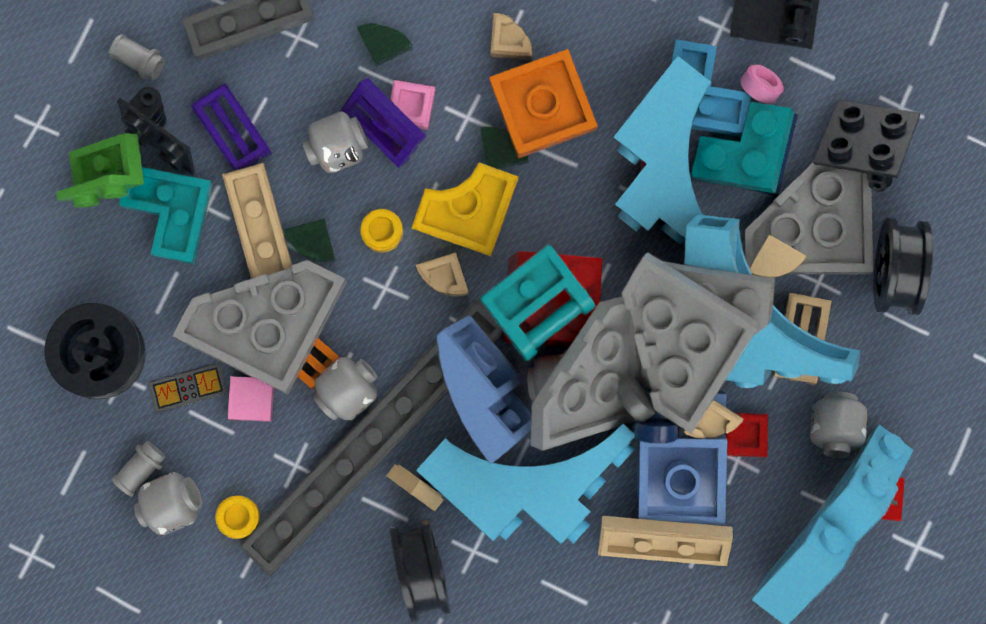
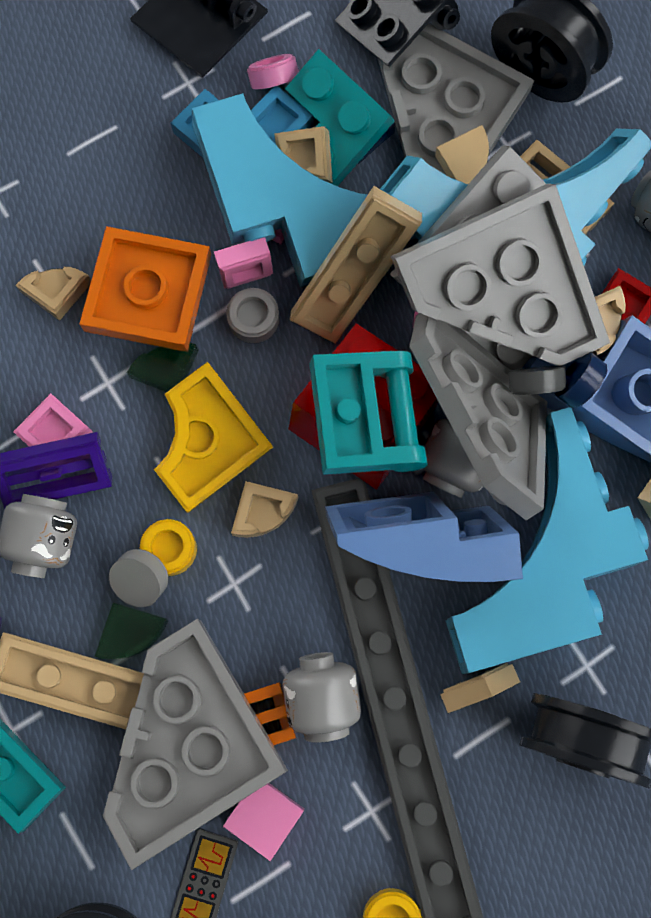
camera: 60 degrees left, 5 degrees down
(349, 224) = (138, 578): none -> light grey tile
(575, 184) = (253, 315): none -> light grey tile
(604, 155) = (244, 263): none -> bright pink tile
(639, 232) = (355, 264): none -> tan tile
(708, 149) = (308, 149): none -> tan tile

